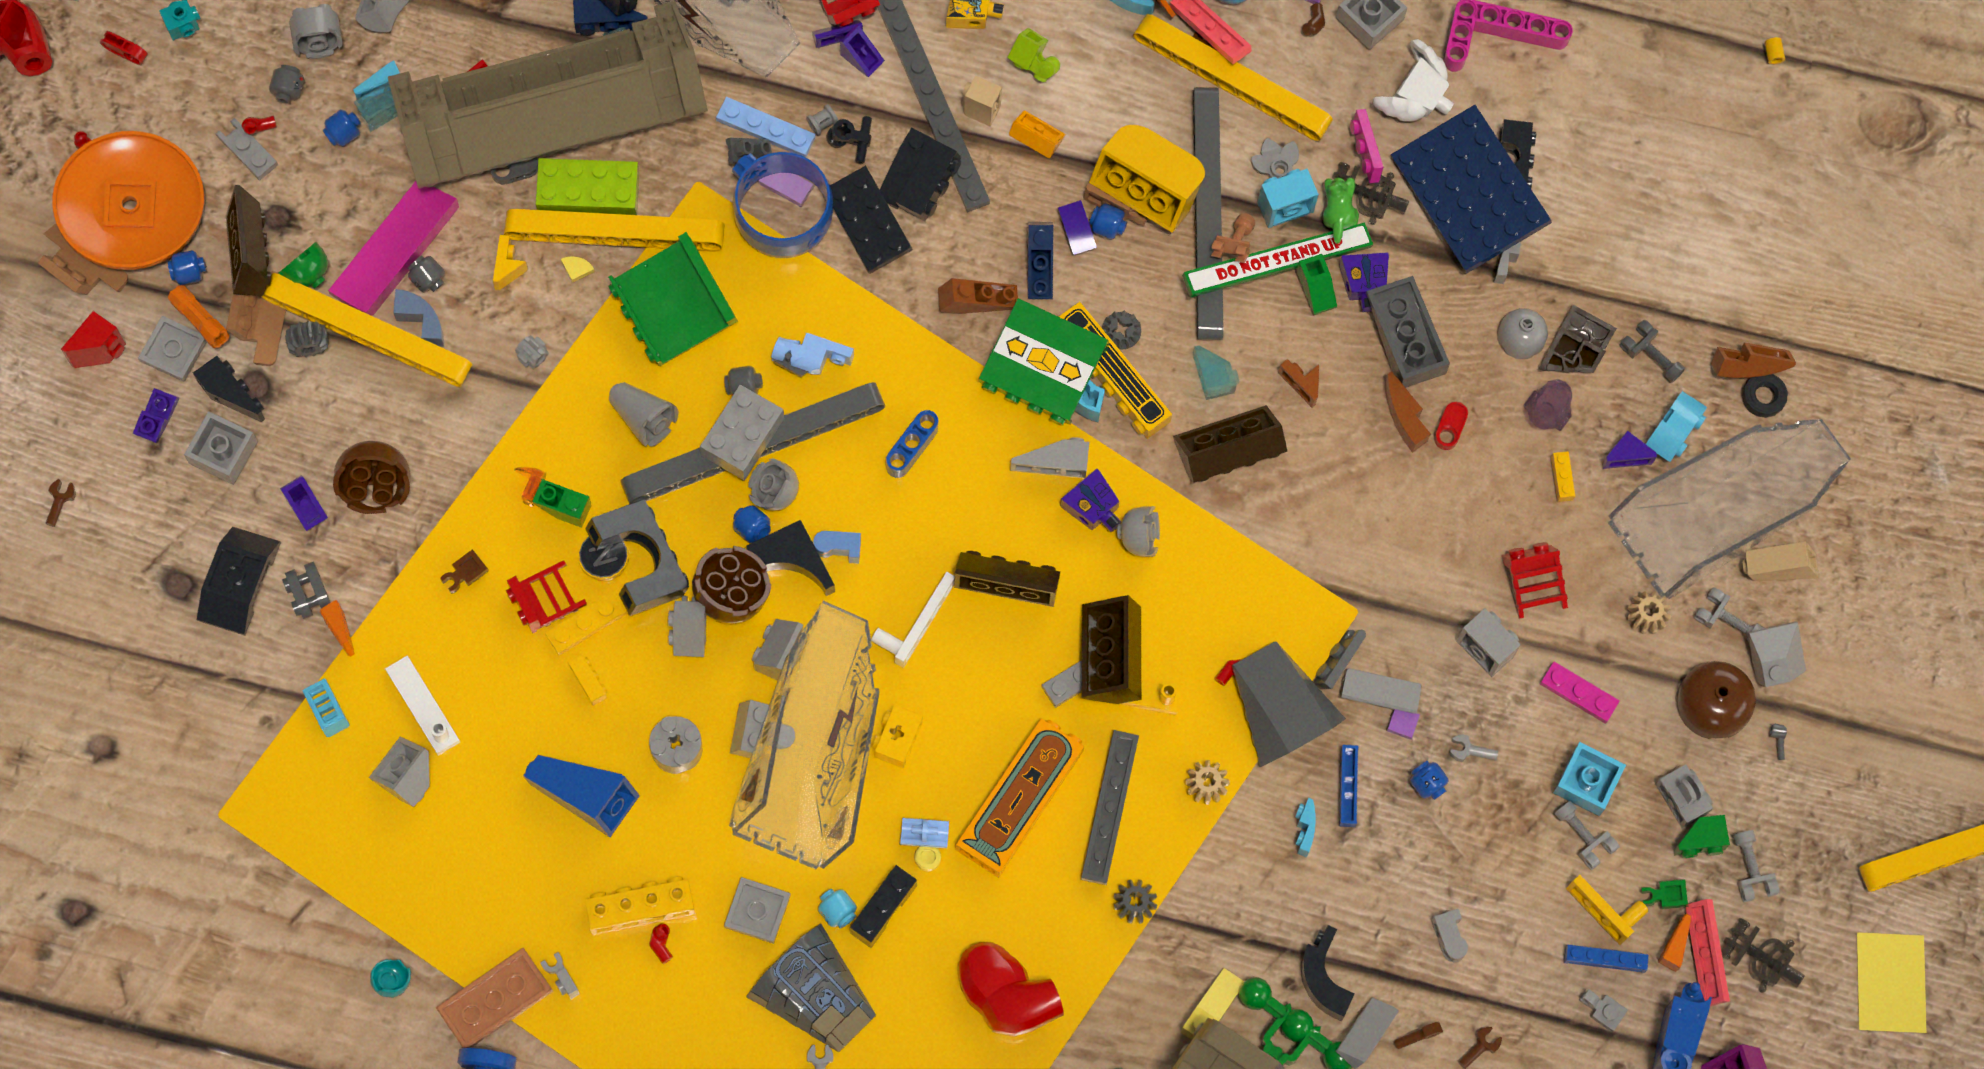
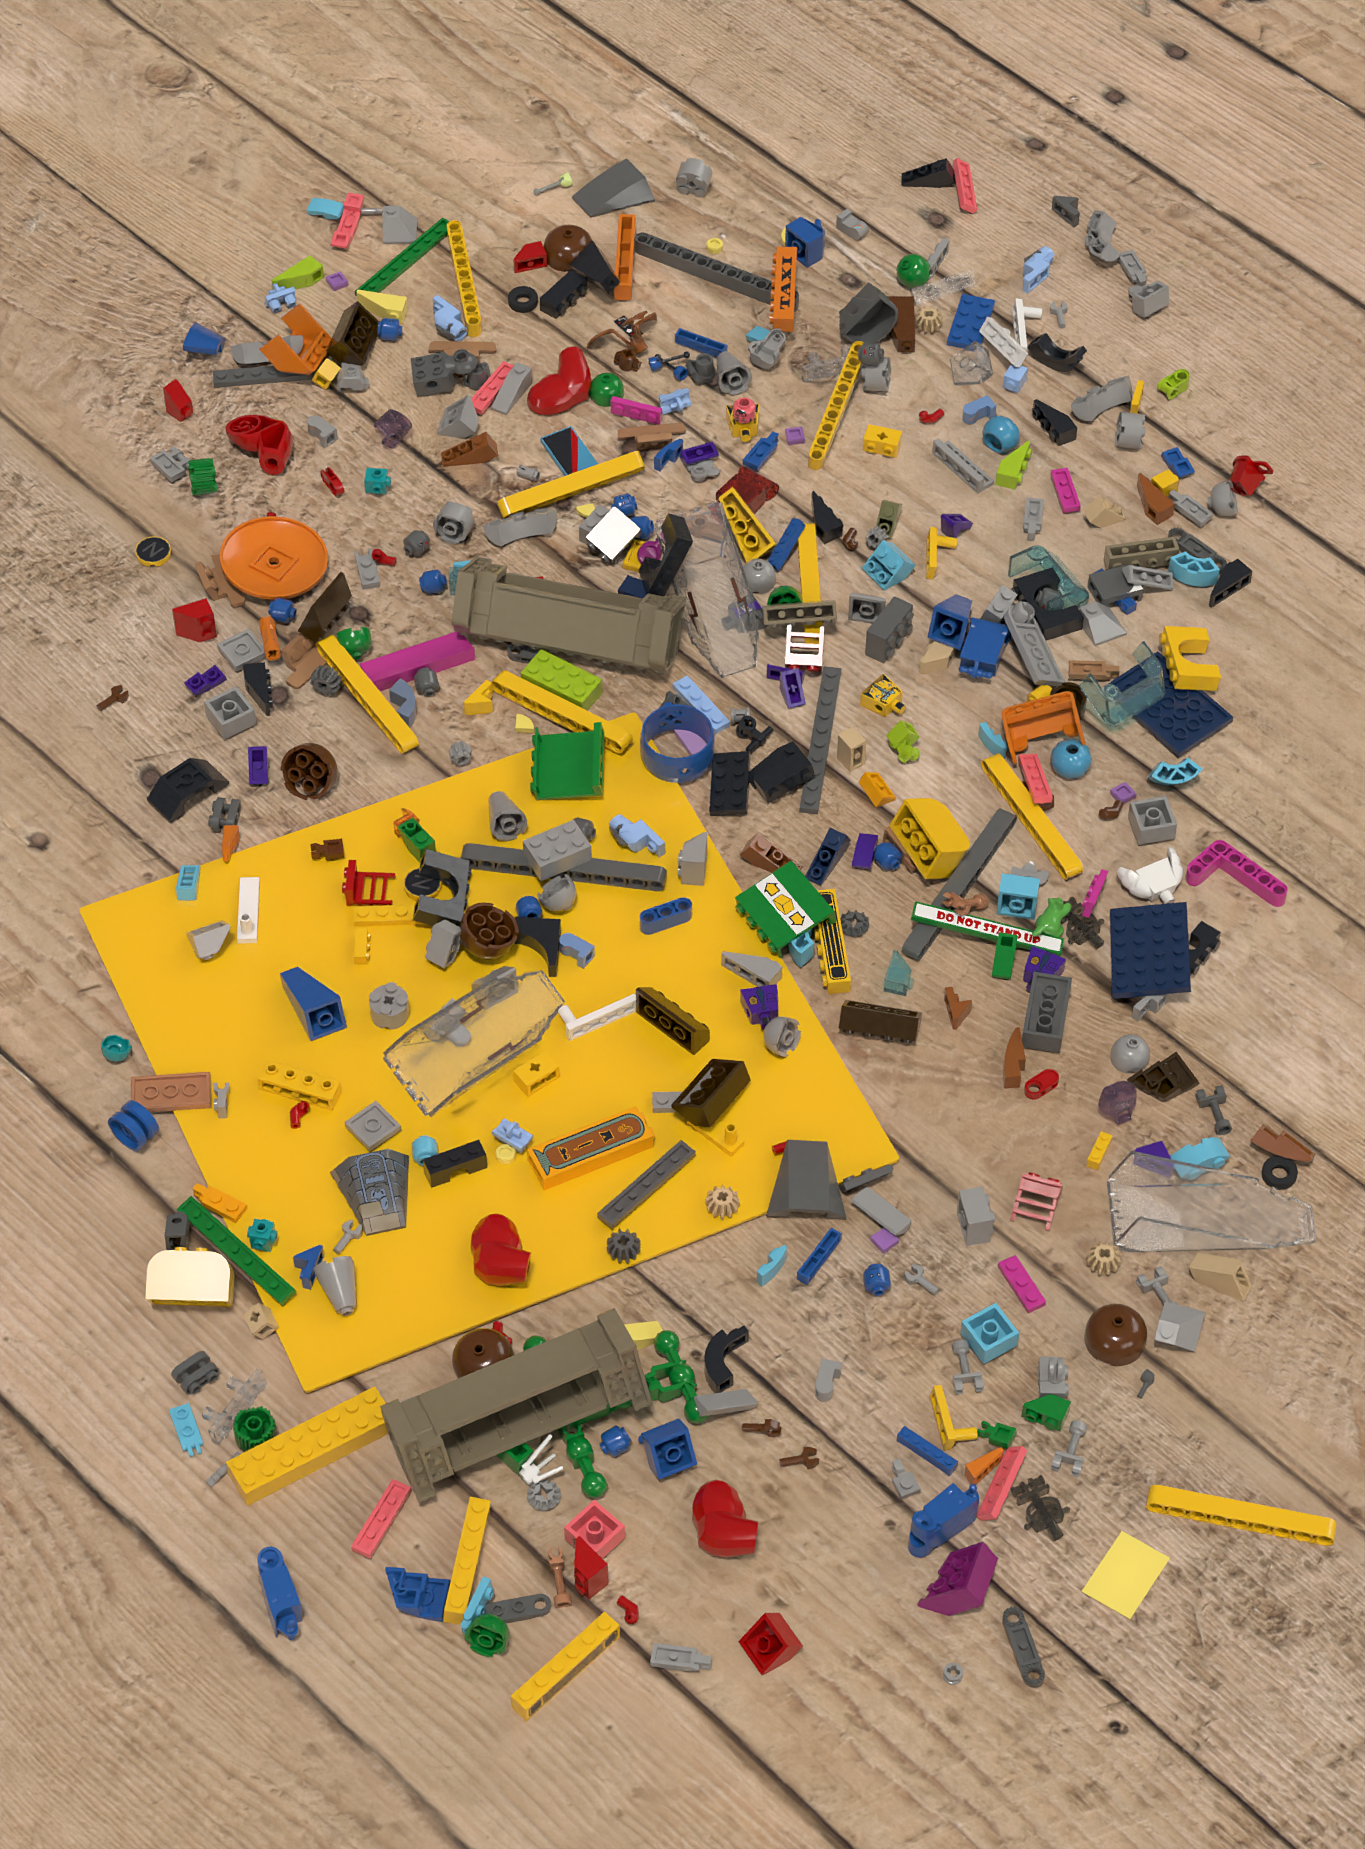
camera: 35 degrees right, 20 degrees down
(900, 352) = (693, 860): none -> light grey slope

